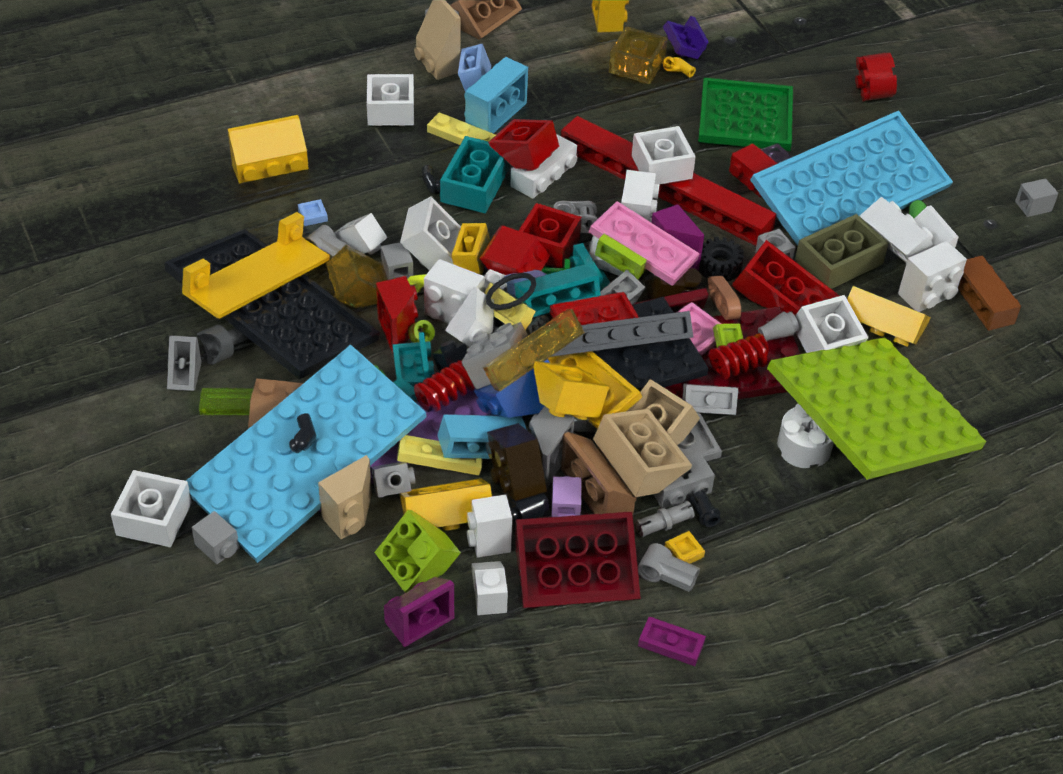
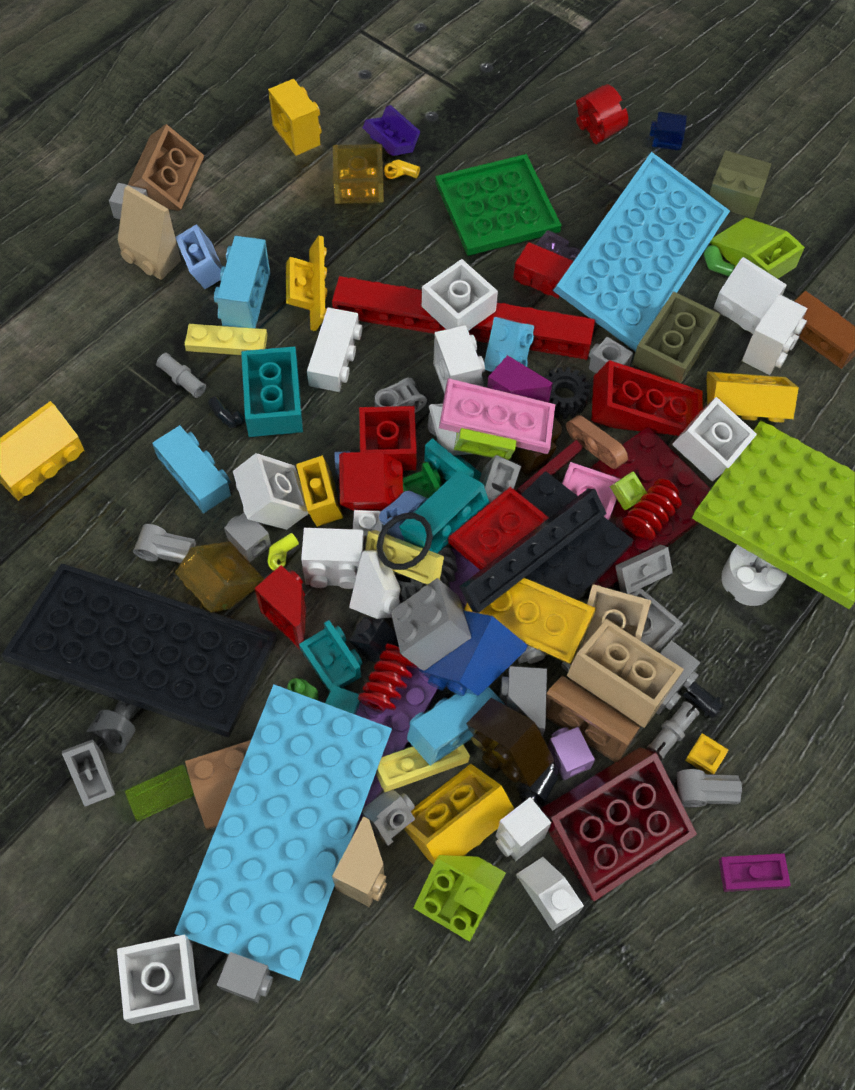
camera: 25 degrees left, 15 degrees up
(254, 274) = (110, 626): yellow bracket -> none
(305, 436) = (285, 820): black arm -> none
(313, 212) = (120, 507): light blue tile -> none
(362, 234) = (190, 518): white slope -> none
(381, 200) = (192, 468): none -> medium azure brick
(390, 99) = (132, 330): white brick -> none
(412, 143) = (181, 375): none -> light grey pin
(420, 610) = (501, 962): magenta slope -> none
(428, 330) = (321, 606): lime bush -> none
(526, 143) = (311, 337): red slope -> none
(535, 347) = (474, 613): clear yellow plate -> none
(552, 109) = (307, 283): none -> yellow bracket
(569, 390) = (530, 641): yellow slope -> none
(695, 202) = (508, 339): none -> medium azure bracket
(780, 326) = (668, 456): light grey cone -> none
(897, 229) = (724, 296): white brick -> none
(933, 109) = (668, 130): none -> clear blue brick
(966, 216) = (761, 244): none -> lime slope
(975, 166) = (740, 183): none -> olive slope
(1036, 197) = (811, 199): light grey brick -> none

